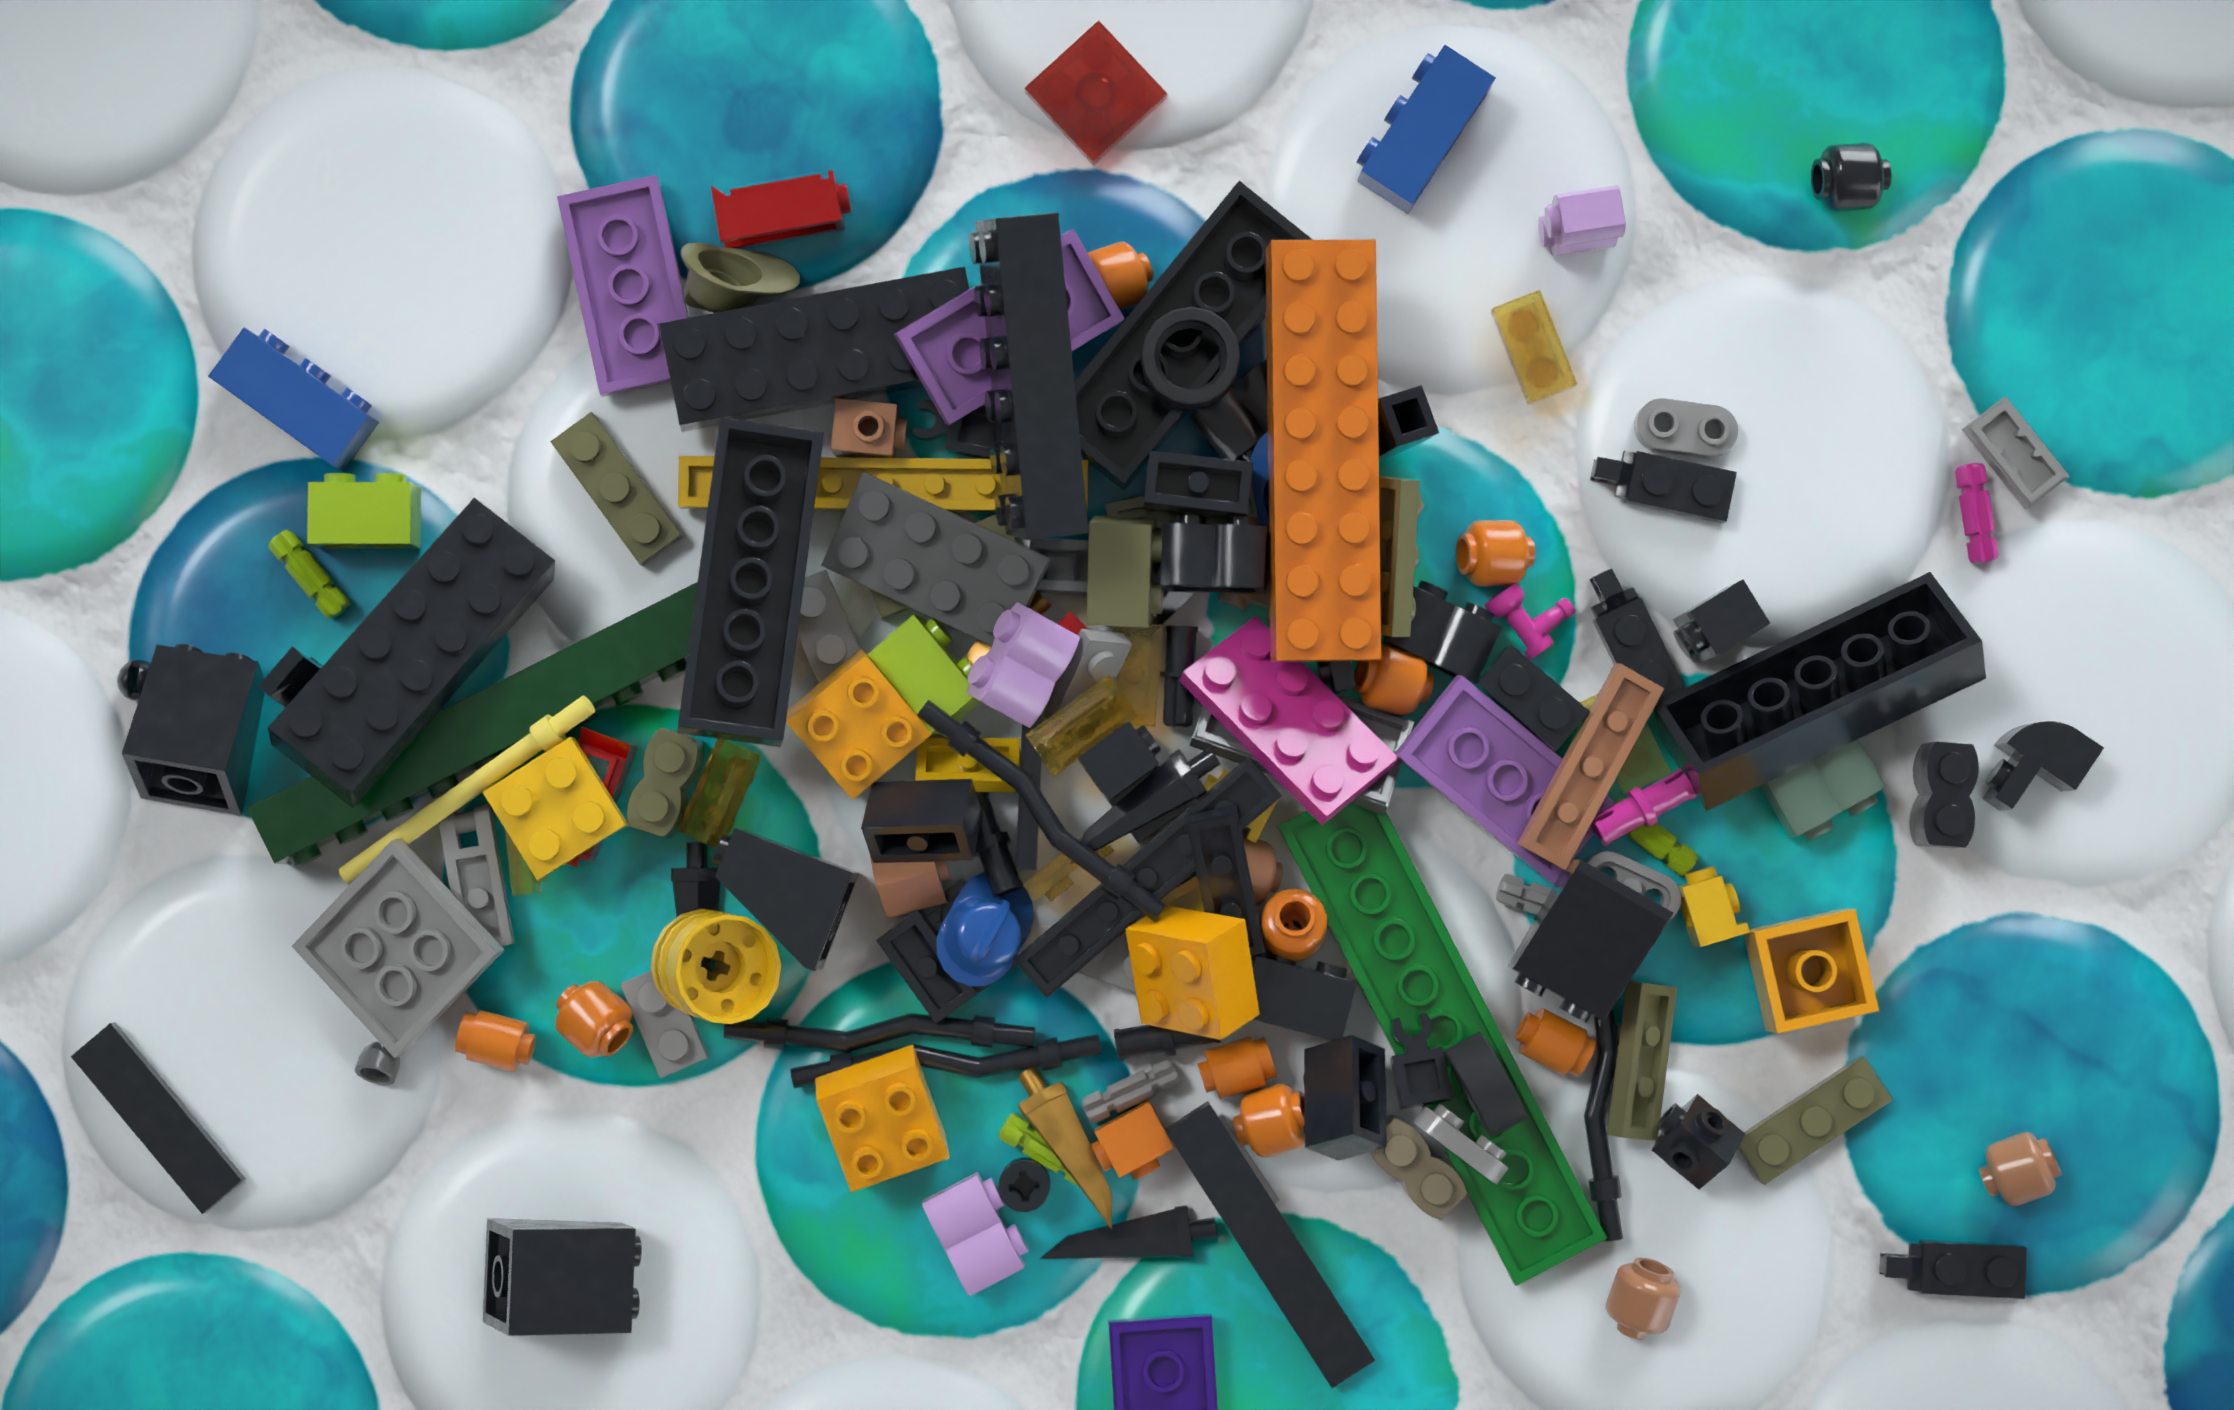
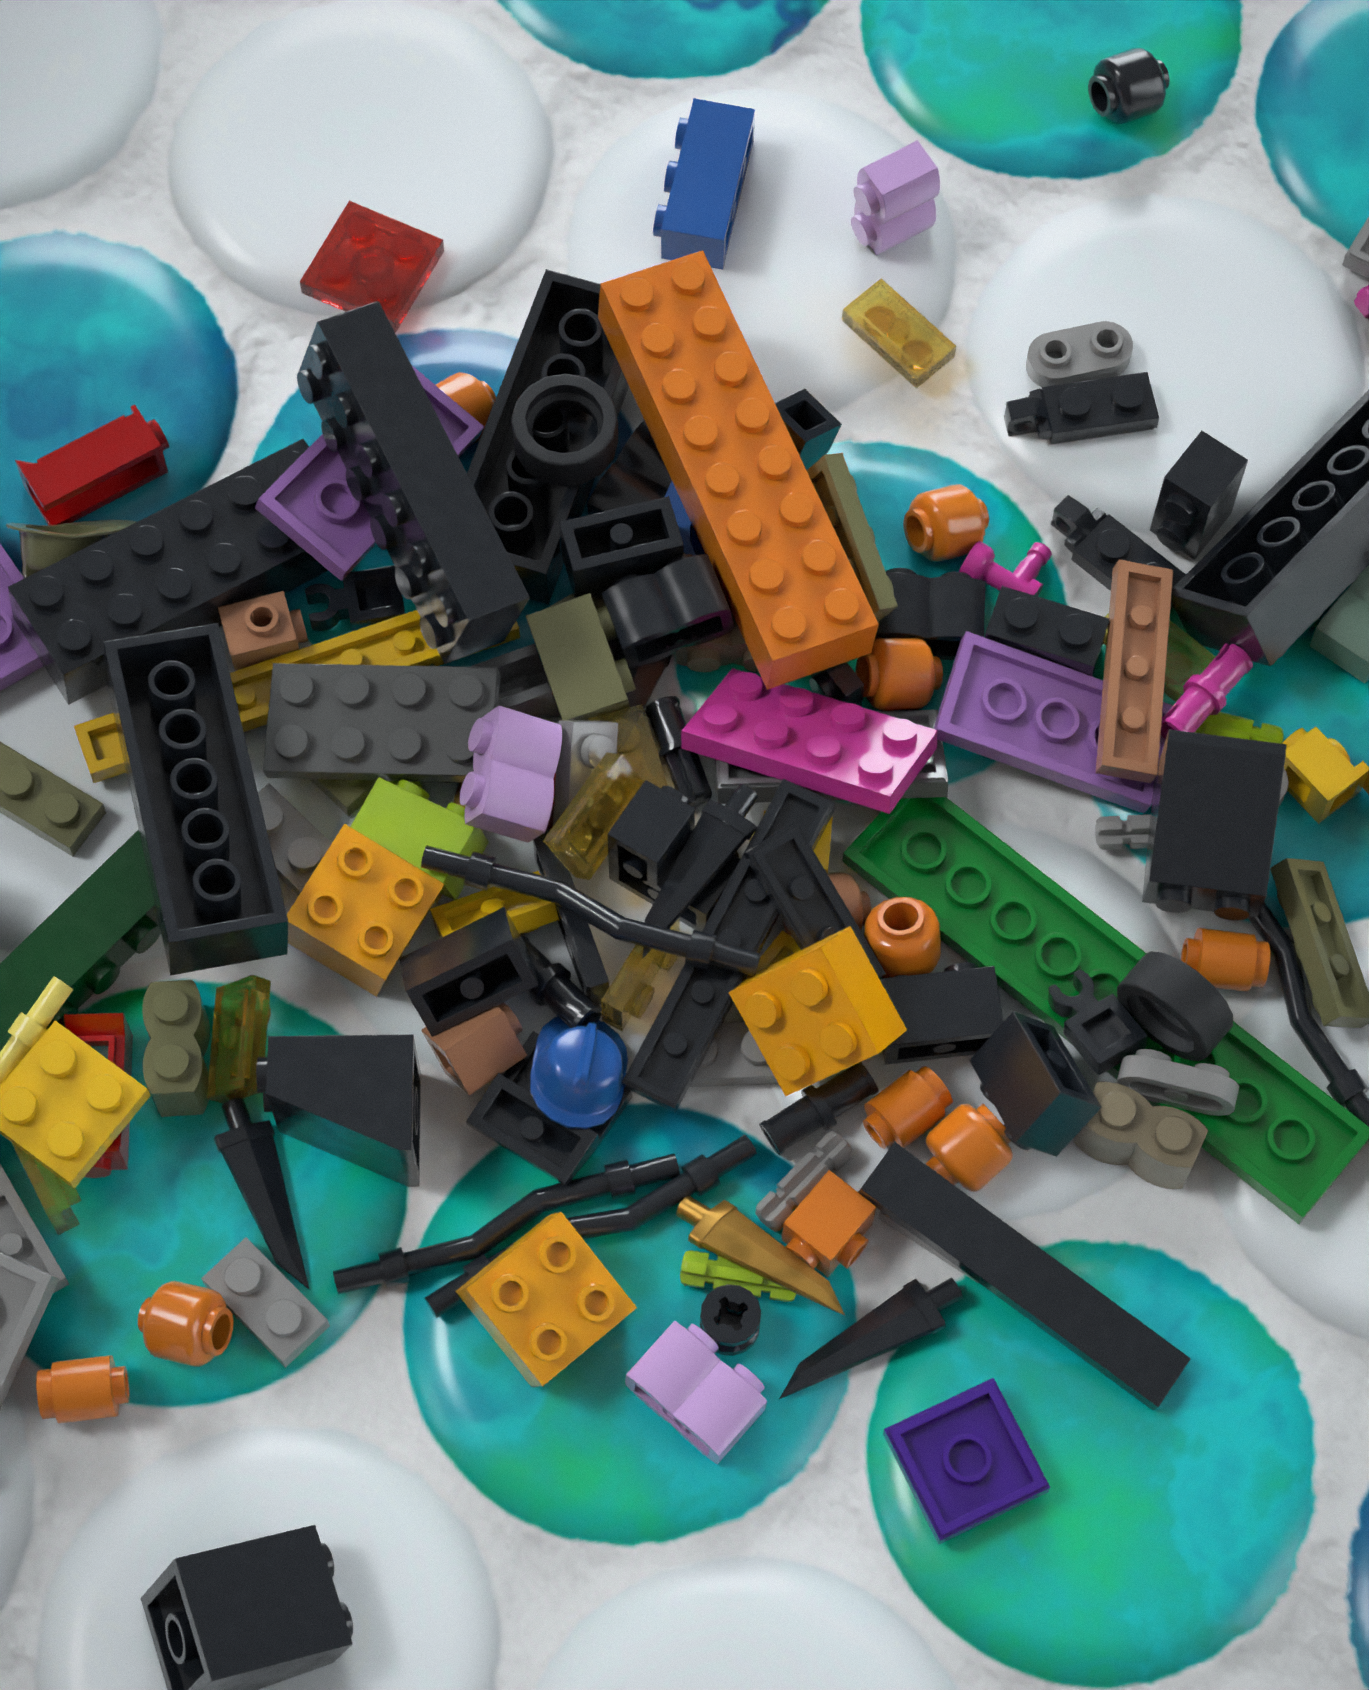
camera: 20 degrees left, 20 degrees down
(743, 972) = (300, 1202): yellow wheel -> none

